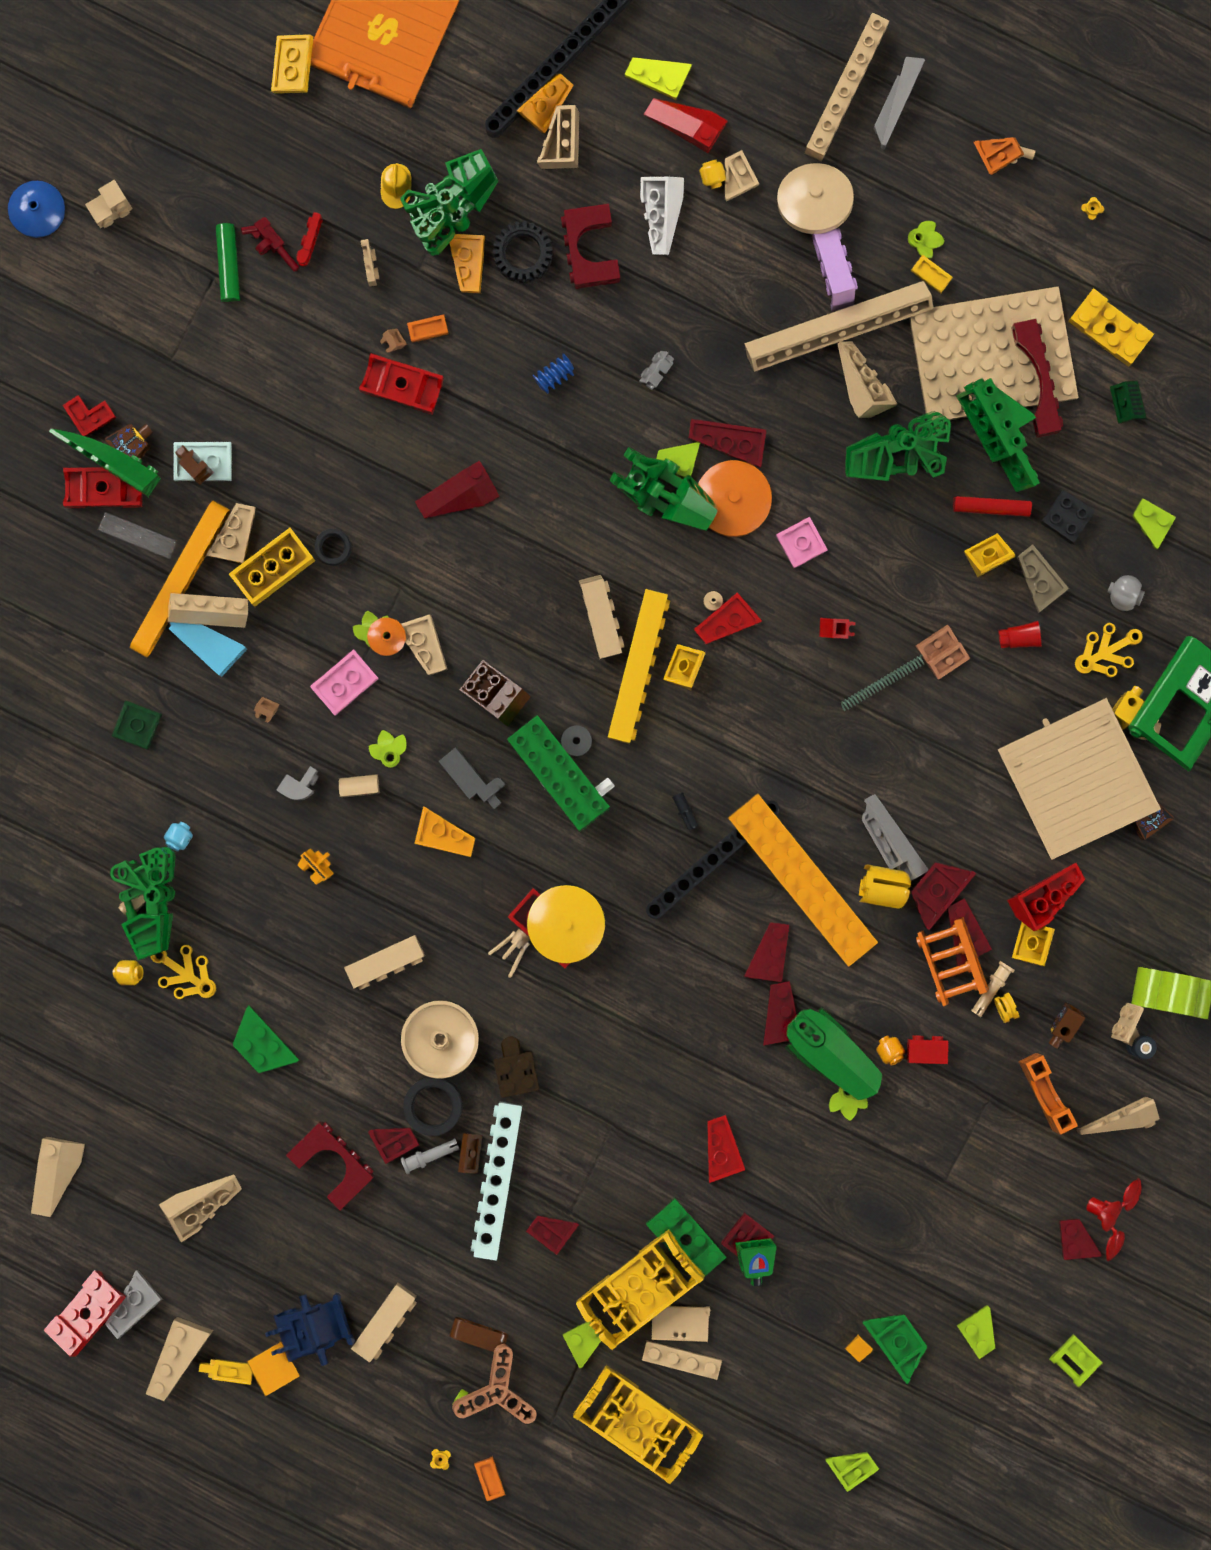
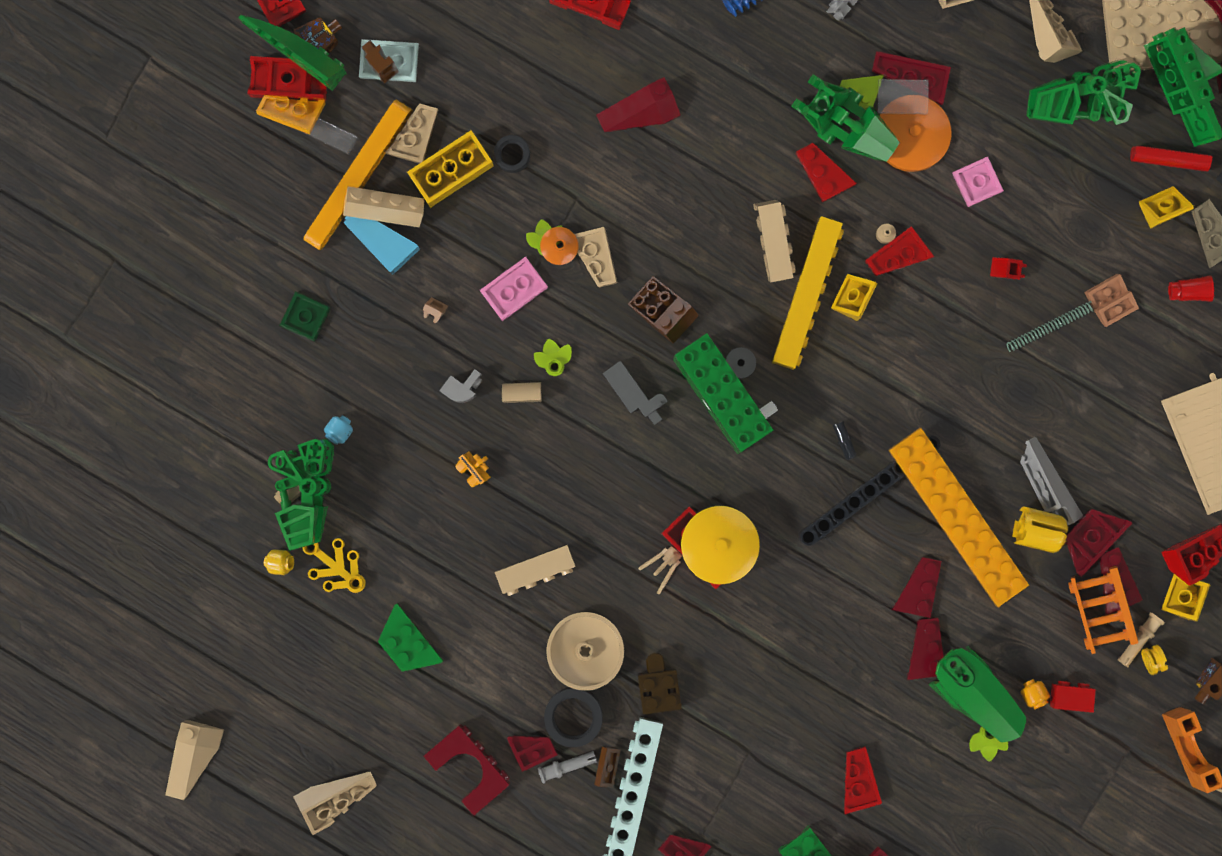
camera: 10 degrees right, 0 degrees up
(112, 522) = (293, 113): none -> light orange wing
(443, 835) = (601, 447): light orange wing -> none
(647, 544) = (823, 172): none -> red wing
(720, 463) = (902, 96): none -> clear piece

